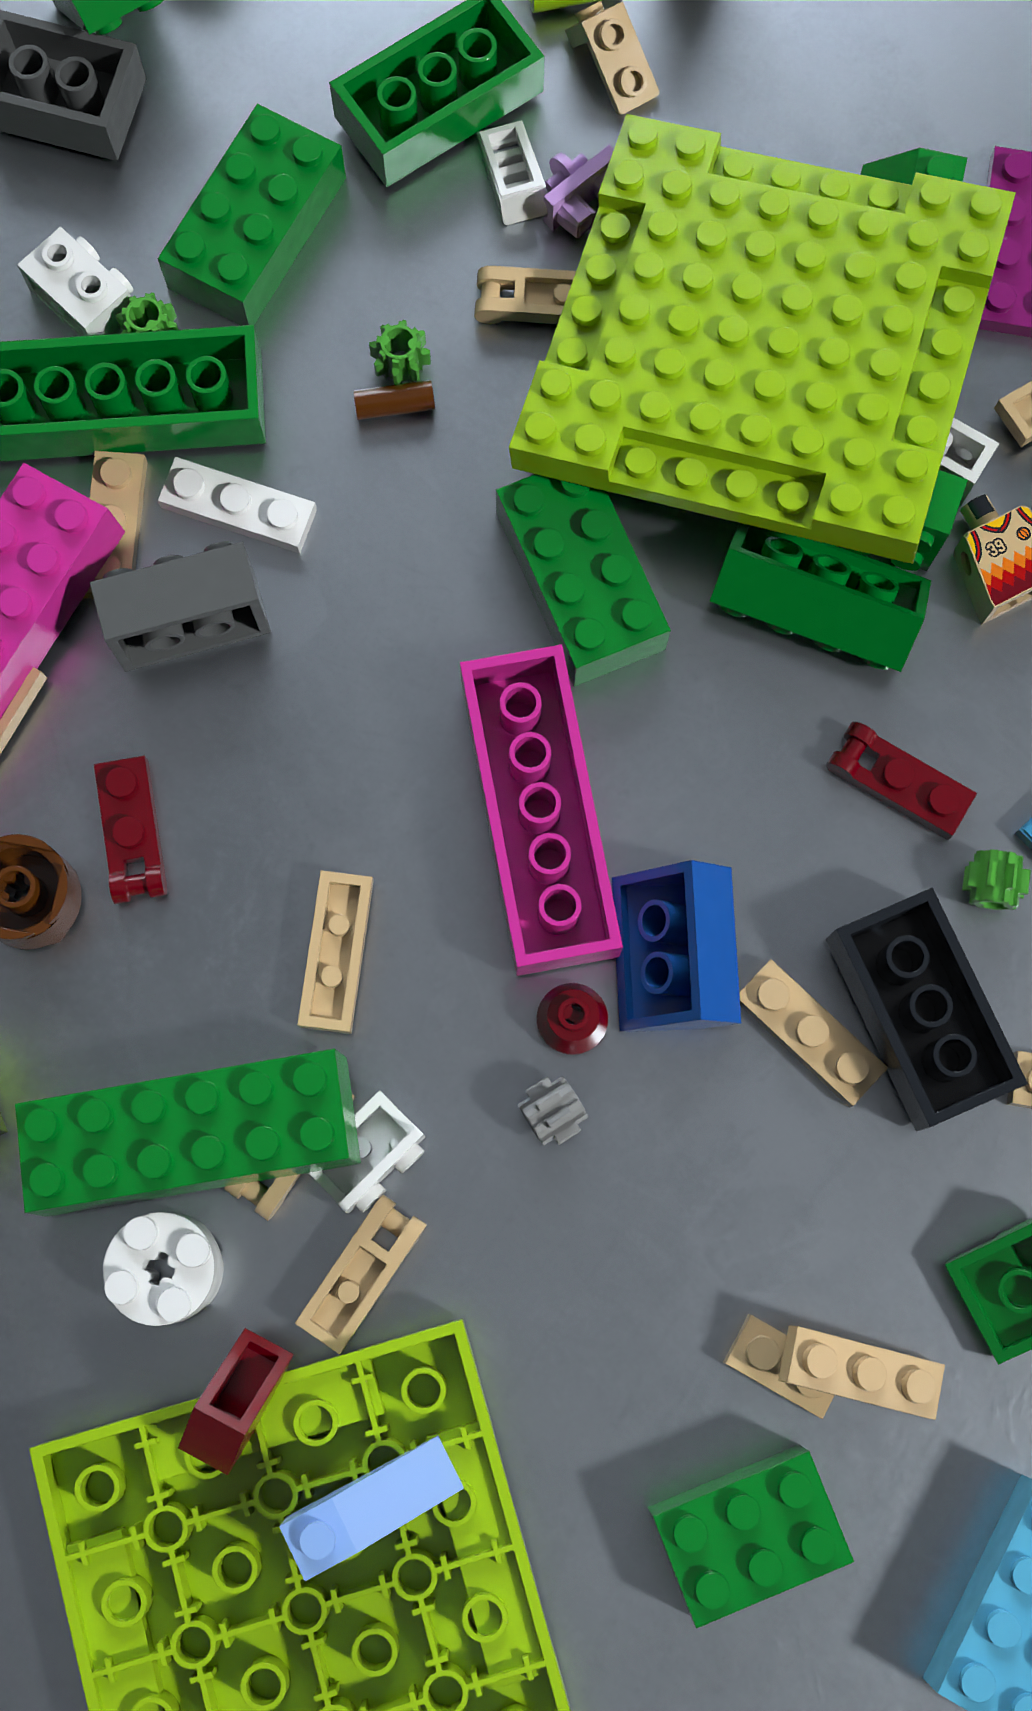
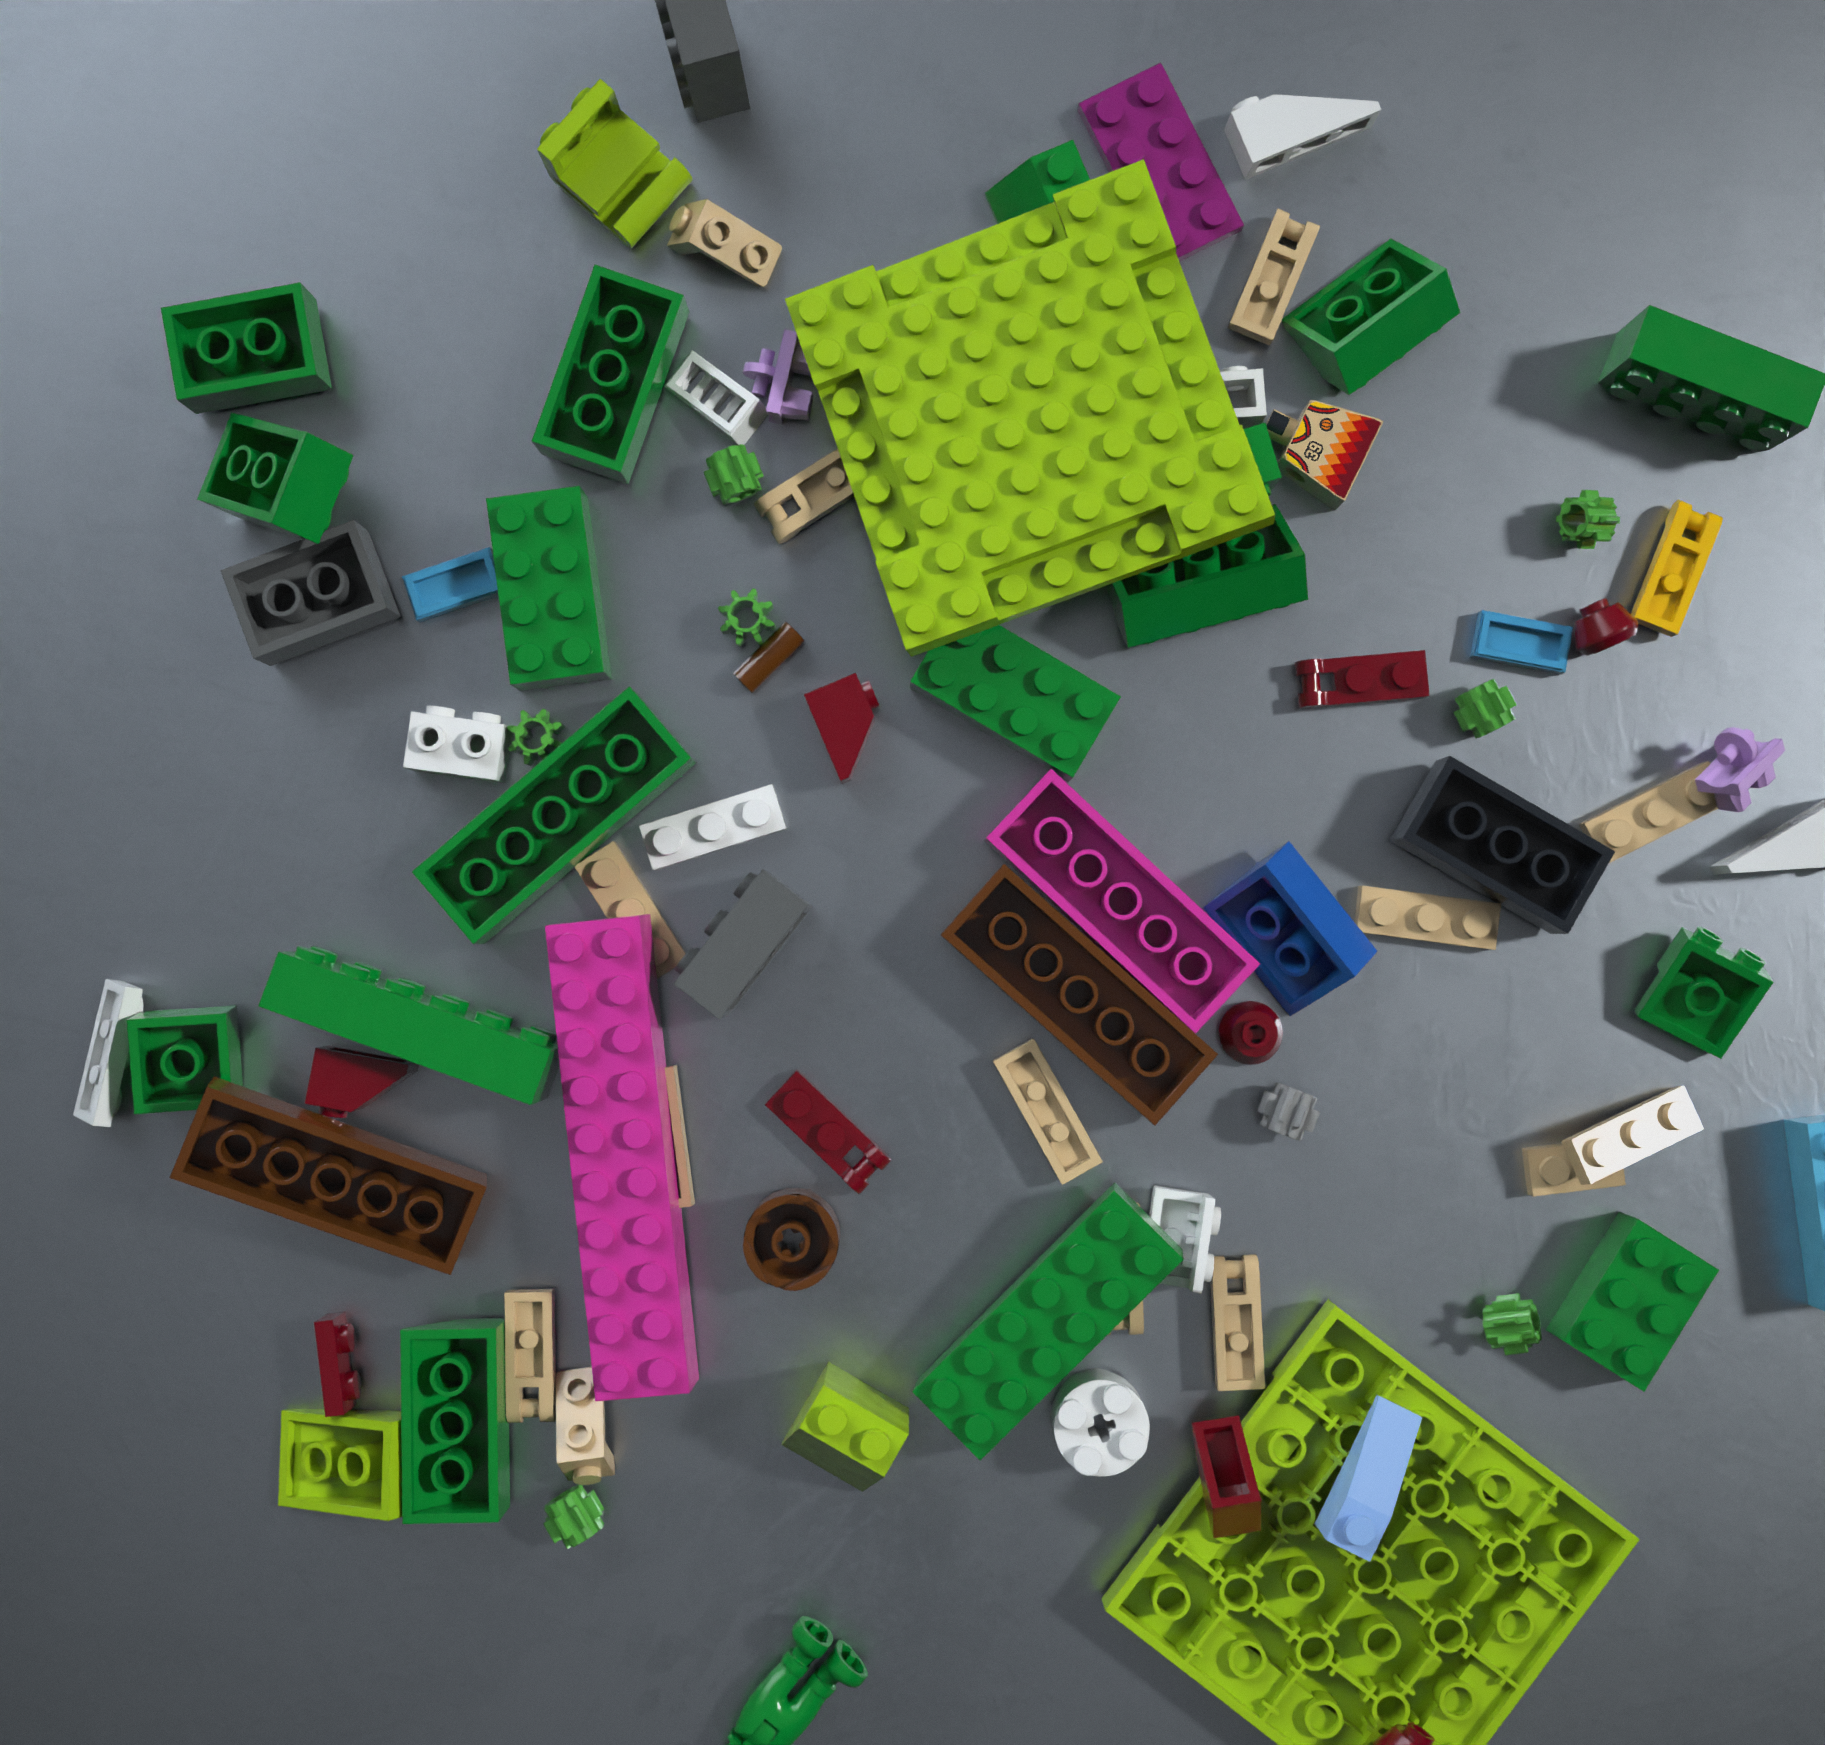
camera: 35 degrees left, 10 degrees up
(172, 163) = (452, 585): none -> dark azure tile
(415, 493) = (844, 720): none -> dark red slope
(440, 863) = (1079, 994): none -> reddish brown brick
(478, 232) = (733, 474): none -> bright green gear
(617, 1469) = (1512, 1324): none -> bright green gear

